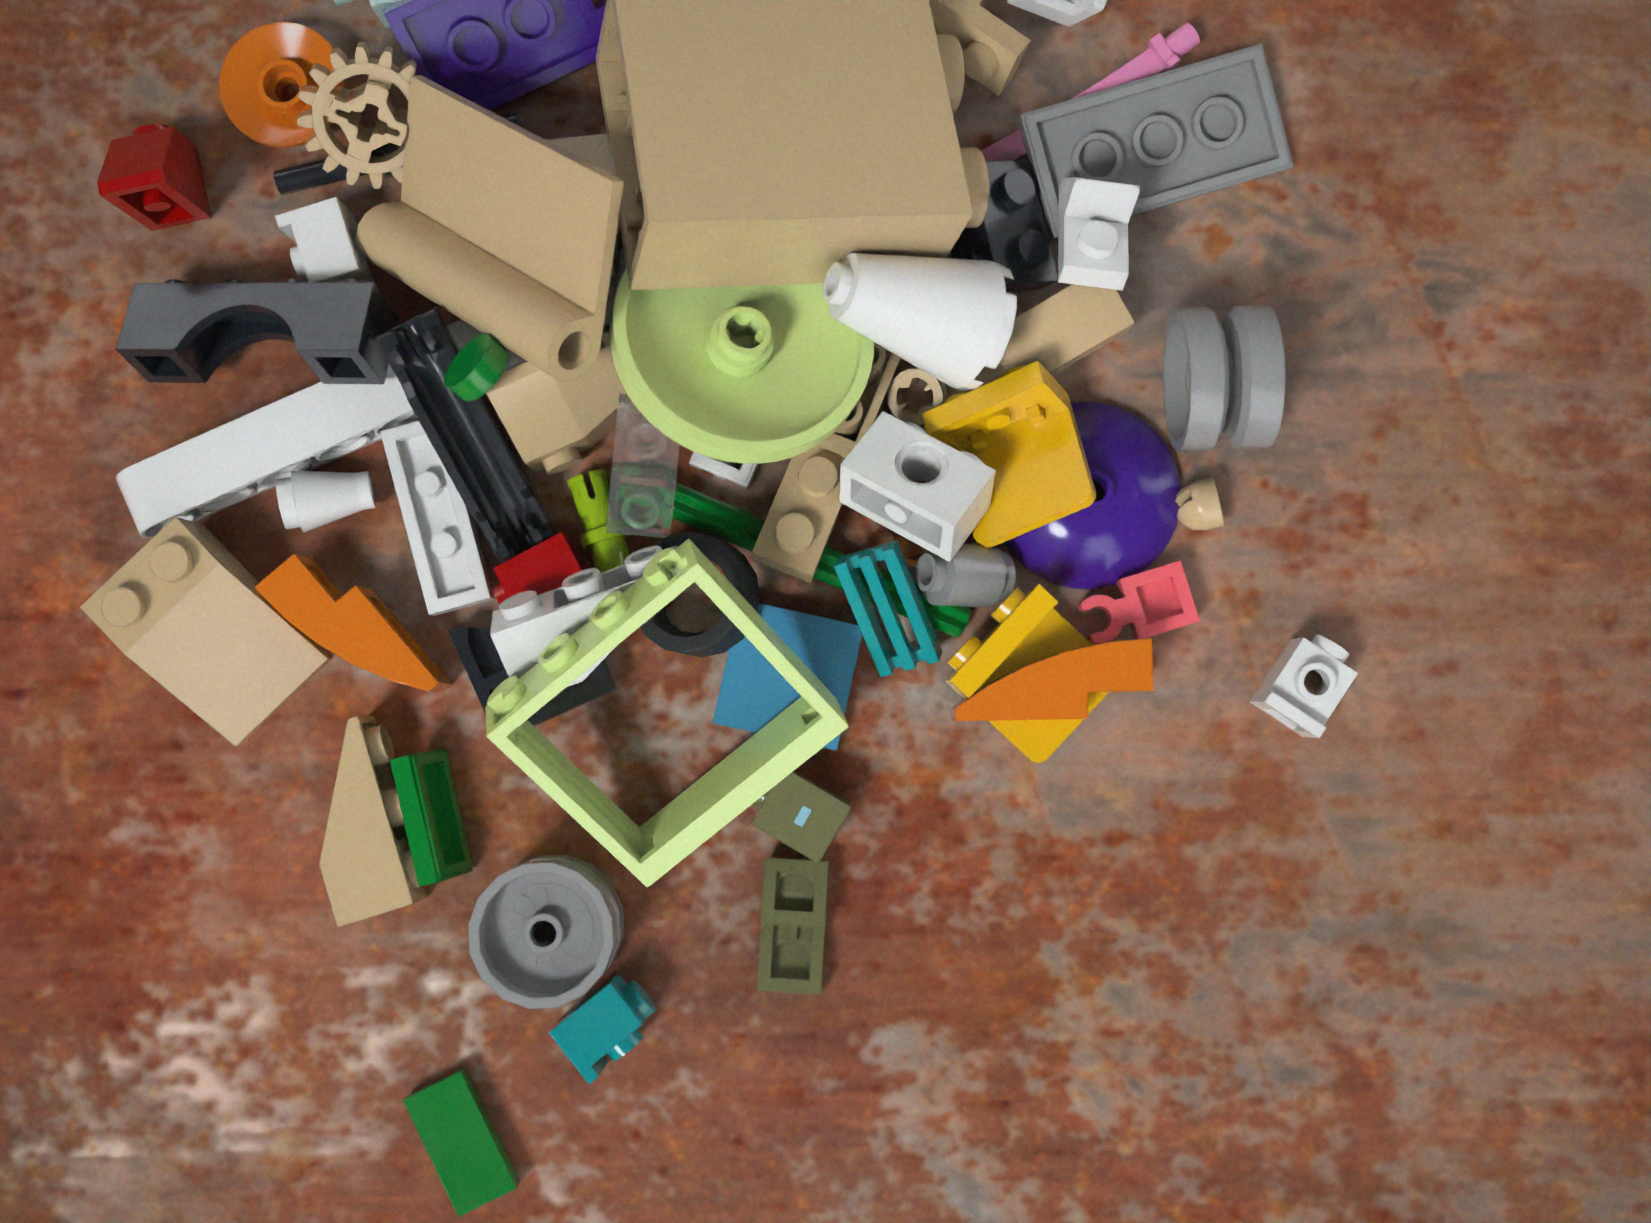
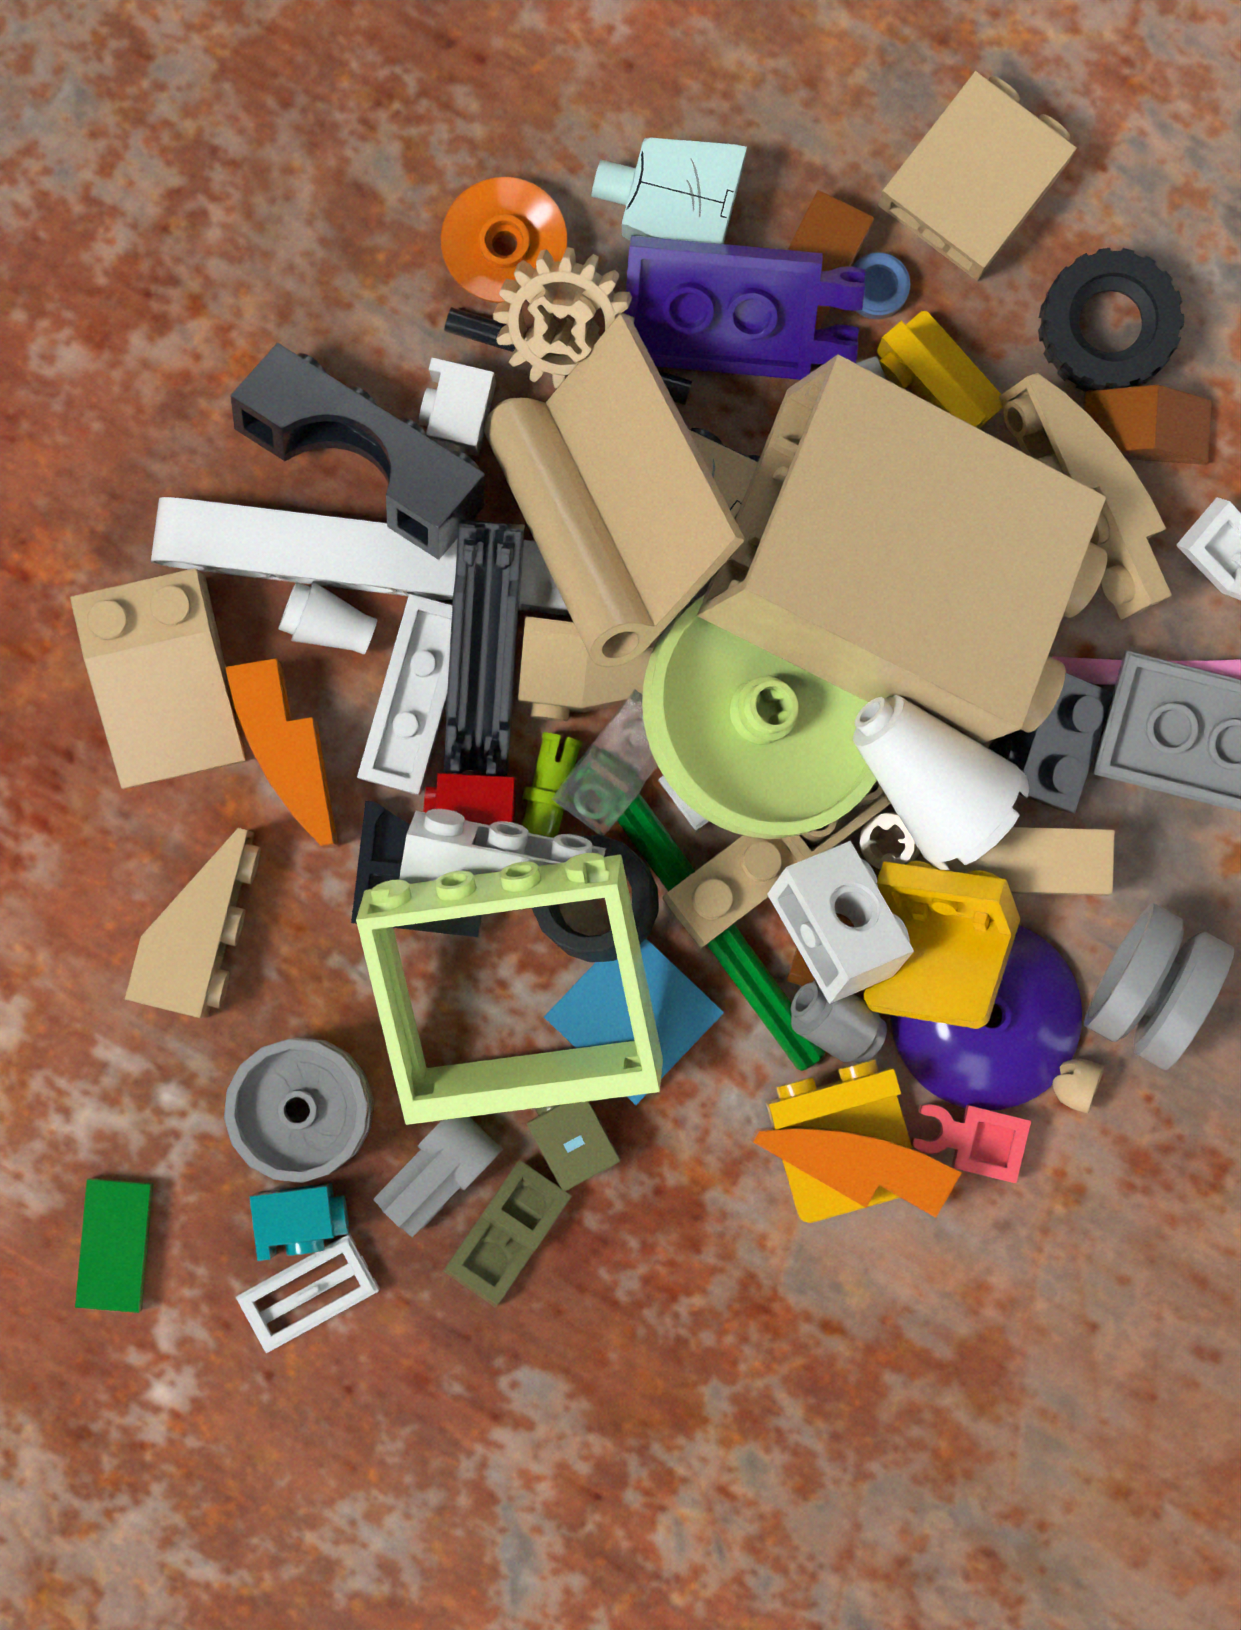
camera: 30 degrees right, 0 degrees up
(155, 178) = (349, 257): red slope -> none
(431, 816) = (256, 952): green tile -> none
(476, 368) = (529, 604): green tile -> none
(680, 1033) = (355, 1266): none -> white tile
(703, 895) = (446, 1161): none -> light grey piece
(857, 596) = (734, 980): teal tile -> none
(1094, 232) = (1125, 794): white slope -> none
(1283, 689) = (1050, 1290): white brick -> none

